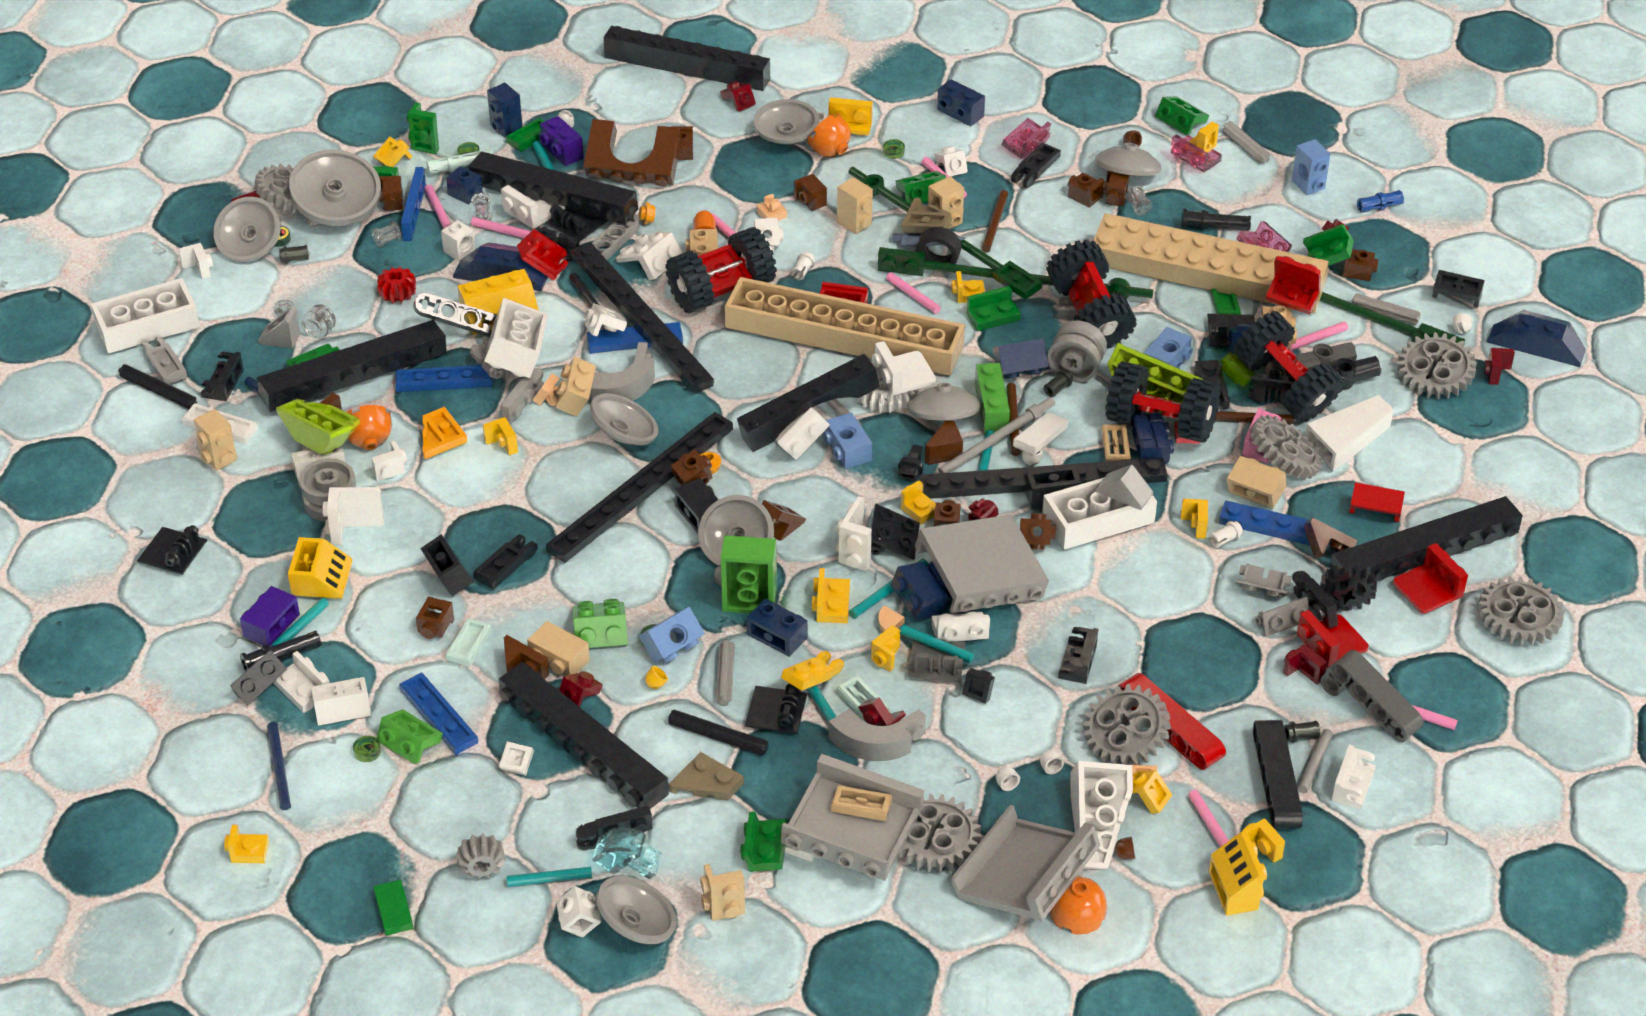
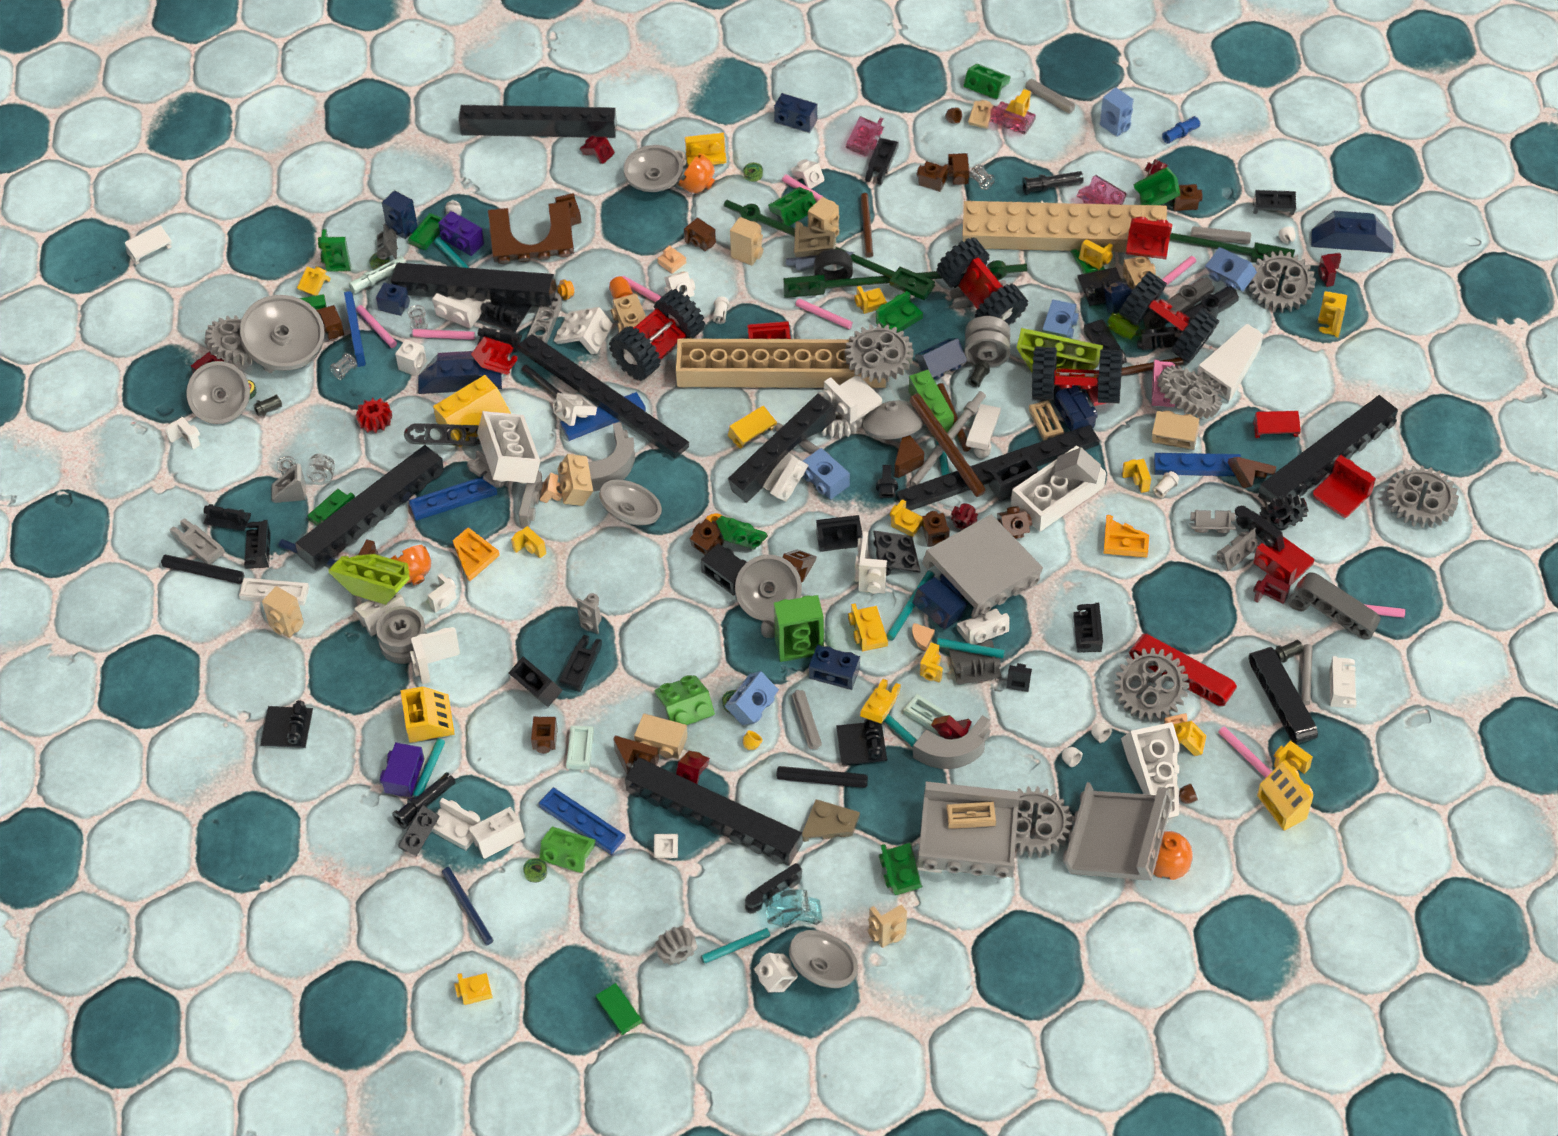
camera: 15 degrees left, 10 degrees up
(145, 315) = (163, 502): white brick -> none
(204, 346) = (226, 518): none -> black hinge
(242, 85) = (147, 243): none -> white hinge
(482, 135) = (387, 243): none -> dark grey hinge
(533, 512) = (589, 613): none -> light grey hinge
(636, 489) = (665, 563): black plate -> none
(728, 473) = (740, 532): none -> green bracket
(785, 377) = (751, 426): none -> yellow hinge
(834, 497) = (838, 533): none -> black hinge
(949, 332) = (879, 353): none -> light grey gear
(990, 439) = (947, 445): none -> reddish brown axle
(1128, 160) = (960, 141): light grey dish -> none
(1156, 577) = (1124, 539): none -> light orange wing
(1160, 143) = (981, 114): none -> tan bracket
(1234, 296) = (1095, 255): none -> yellow bracket
(1381, 340) = (1224, 261): none -> medium blue brick
(1483, 405) = (1332, 312): none -> yellow hinge

